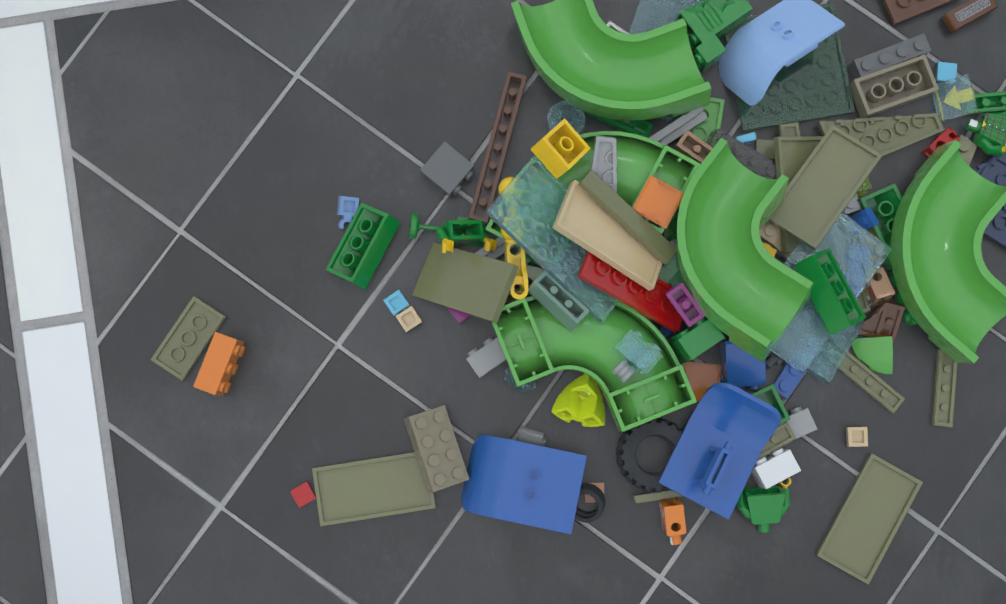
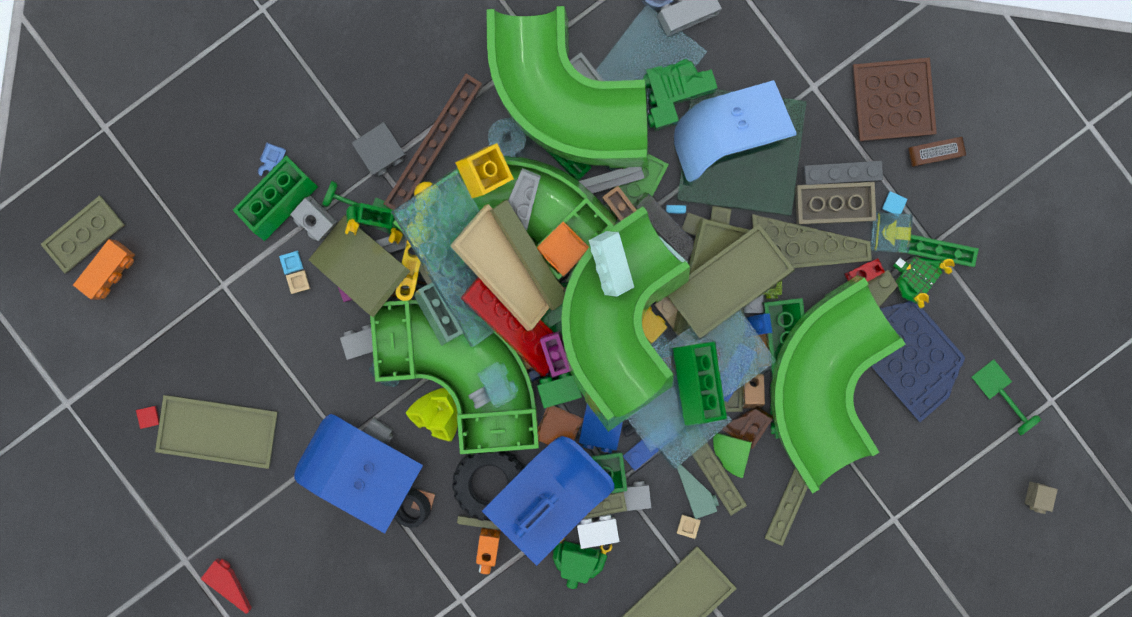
camera: 25 degrees right, 5 degrees up
(416, 254) = (324, 220): none -> light grey brick
(436, 449) = (285, 414): dark tan brick -> none
(711, 199) = (611, 263): none -> light aqua brick
(857, 405) = (699, 497): none -> sand green slope

